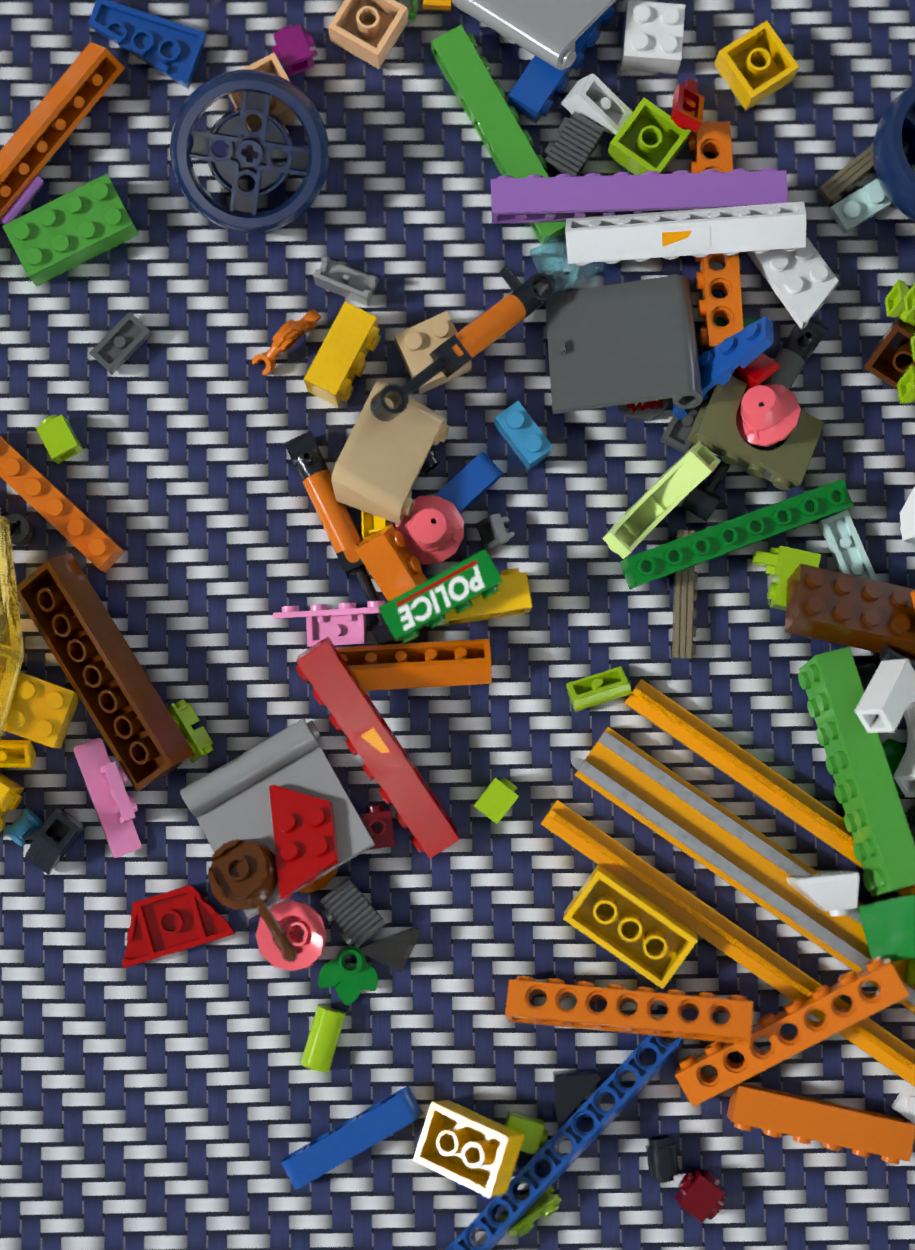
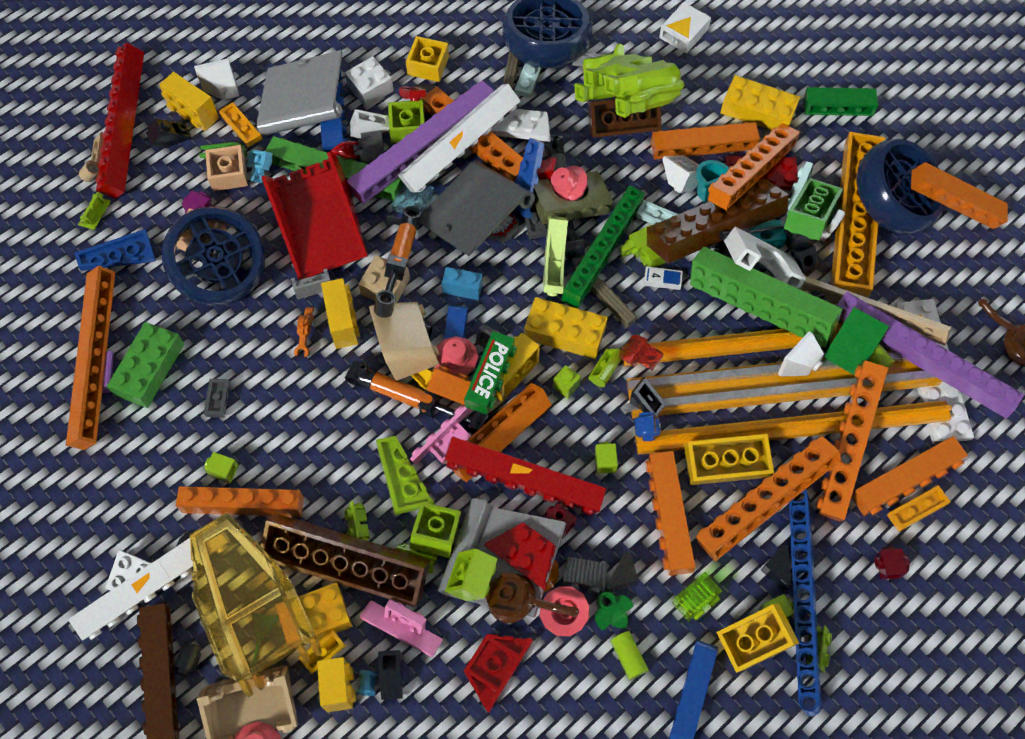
camera: 35 degrees left, 20 degrees down
(159, 625) = (354, 515): none -> lime hinge
(220, 814) = (471, 575): none -> lime brick
(230, 722) = (435, 530): none -> lime brick
(246, 631) = (401, 477): none -> lime wing
(415, 51) = (259, 162): none -> medium azure hinge
(420, 192) = (317, 217): none -> red windscreen
(451, 1043) = (697, 597): none -> clear neon green brick
(510, 925) = (670, 513): none -> orange brick
(531, 123) = (345, 150): none -> red piece
(534, 669) = (566, 382): none -> lime brick
(571, 810) = (647, 426): none -> blue head
(594, 599) = (565, 327): none -> yellow brick
(602, 778) = (646, 397): none -> black slope
(645, 716) = (639, 351): none -> clear red brick
(662, 1158) = (855, 561): black brick -> none
(771, 632) = (663, 278): none -> tile
(794, 1164) = (918, 508): none -> light orange plate

